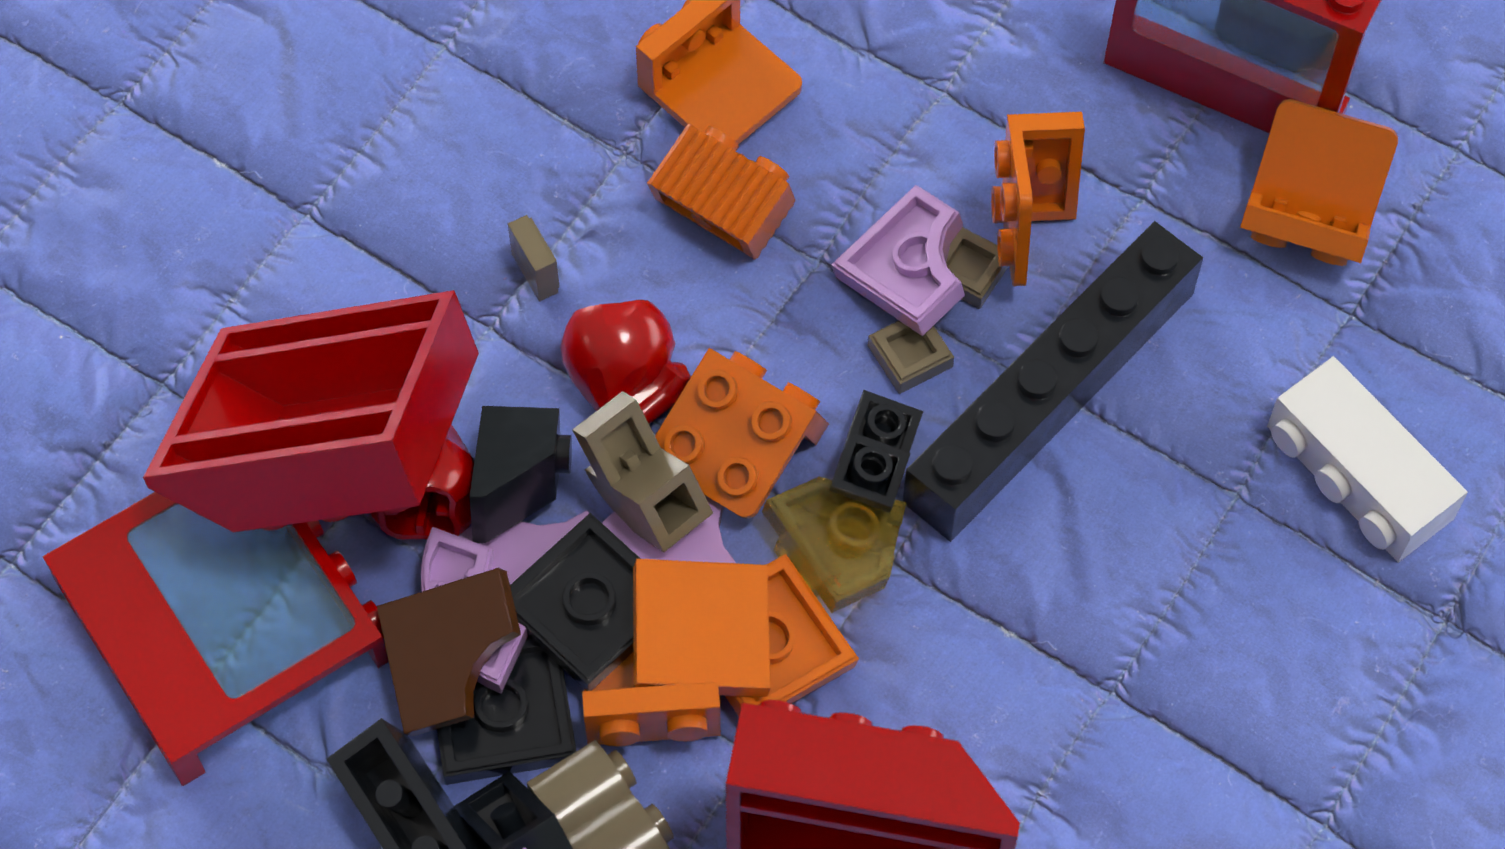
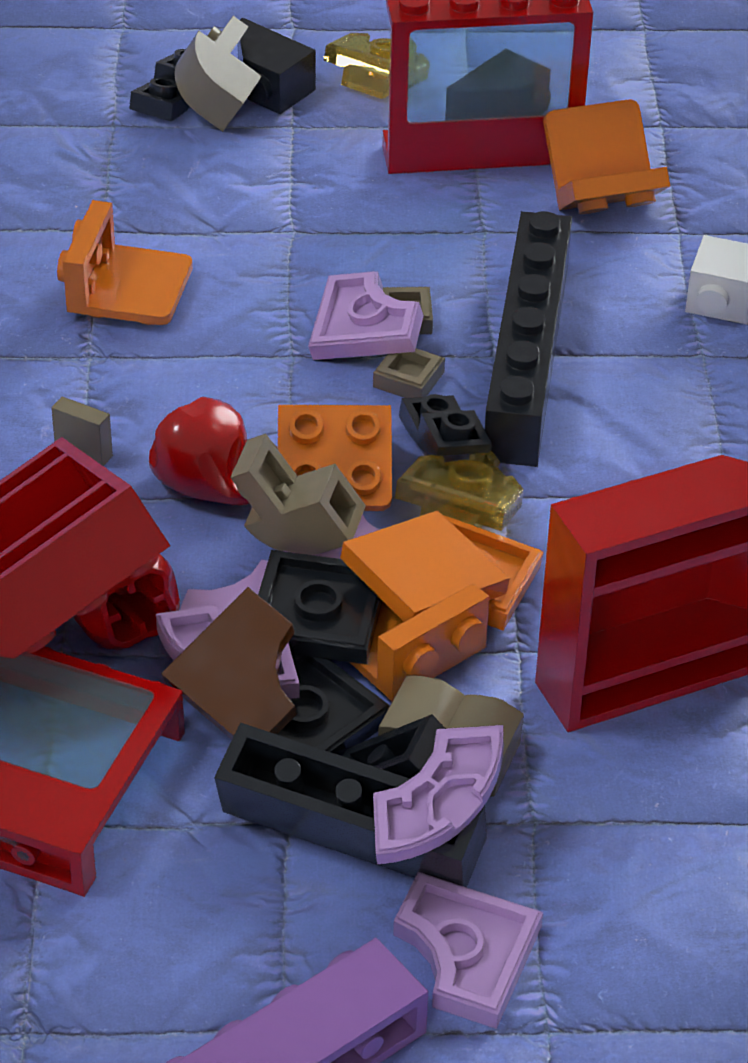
camera: 35 degrees left, 20 degrees down
(515, 467) = (196, 549): black slope -> none
(723, 189) = (192, 332): orange brick -> none
(1039, 180) = (419, 229): orange bracket -> none

